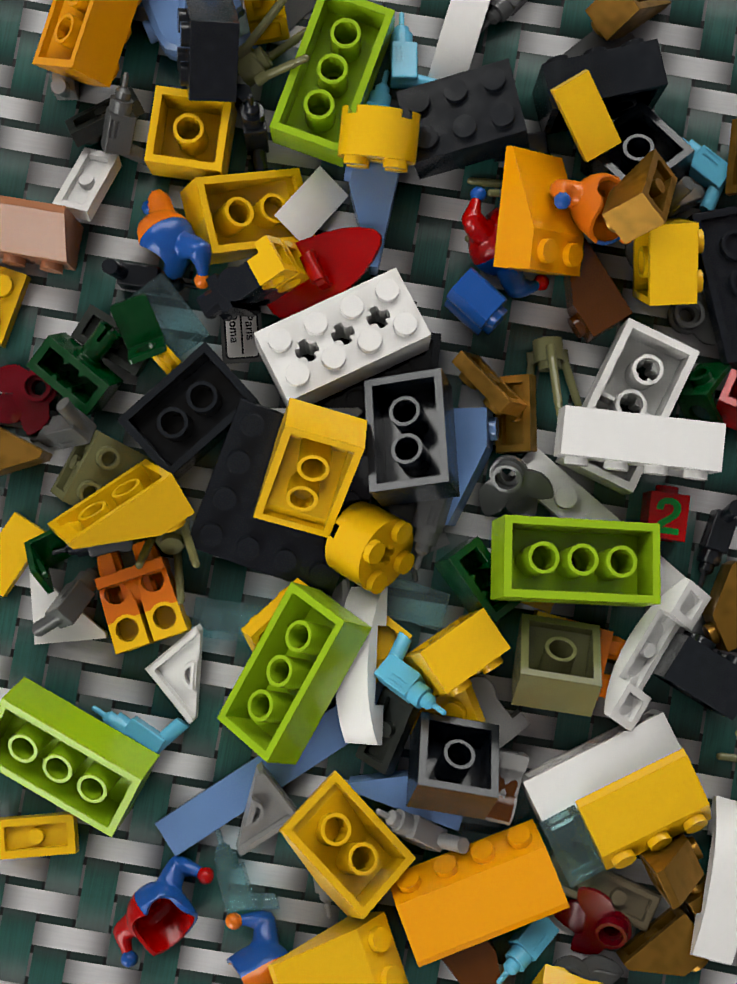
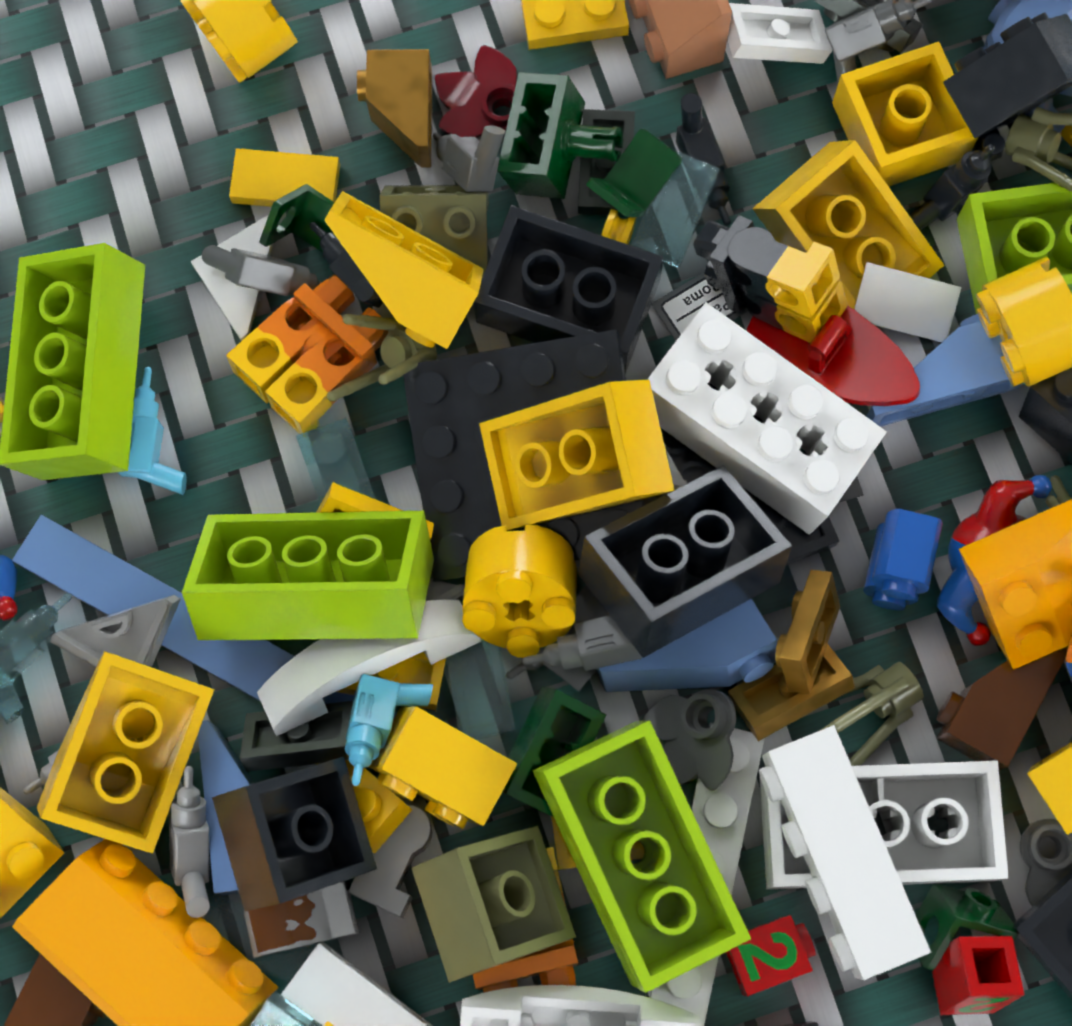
camera: 65 degrees right, 10 degrees down
(173, 239) = (765, 158): blue piece -> none
(179, 673) = (241, 447): white tile -> none

